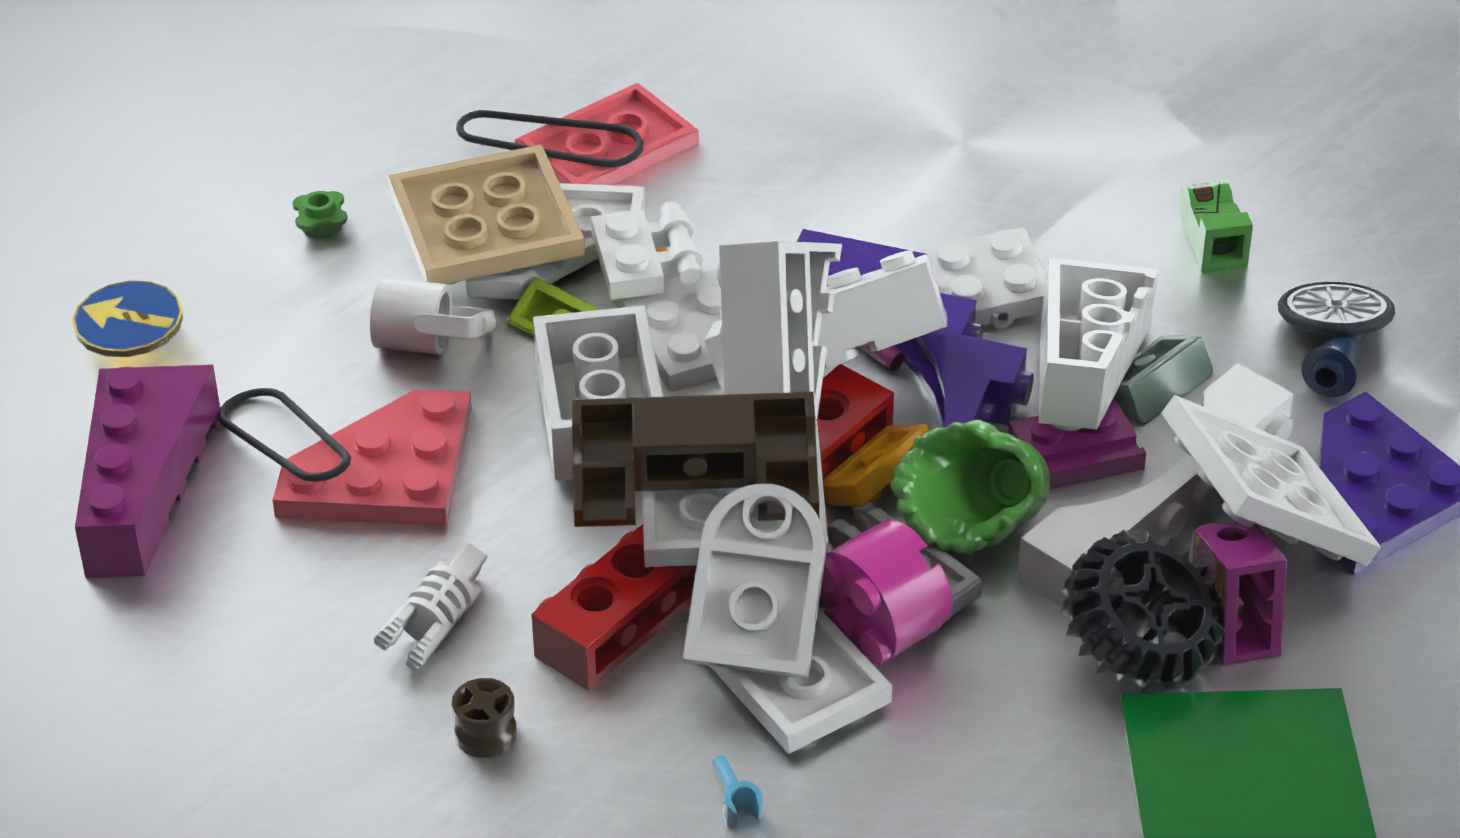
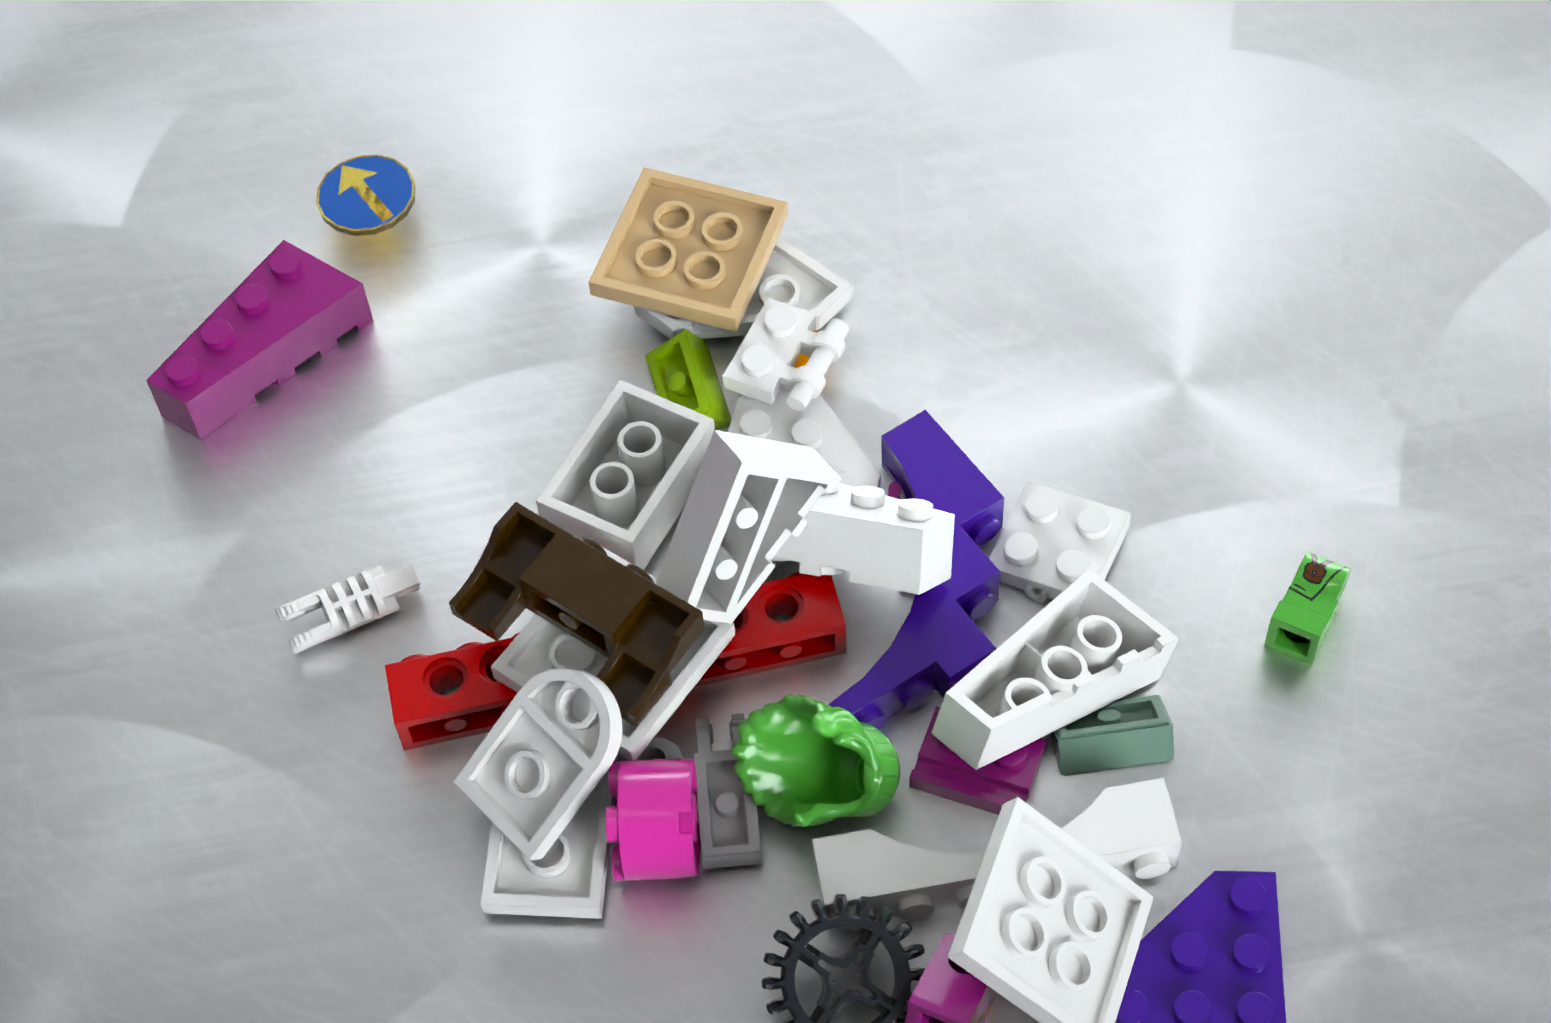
camera: 40 degrees right, 15 degrees up
(320, 213) = (595, 166): bright green plate -> none
(326, 437) = (406, 380): black piece -> none
(398, 469) = (439, 444): coral plate -> none
(422, 317) = (572, 321): white piece -> none
(484, 717) = (286, 719): dark brown wheel -> none
(551, 121) = (843, 173): black piece -> none
(659, 126) = (879, 216): coral tile -> none
(736, 792) = (413, 922): medium azure hand -> none
(870, 468) = (809, 674): light orange plate -> none
(1332, 366) = (1273, 824): dark blue cone -> none
(1336, 308) = (1335, 766): light grey wheel -> none

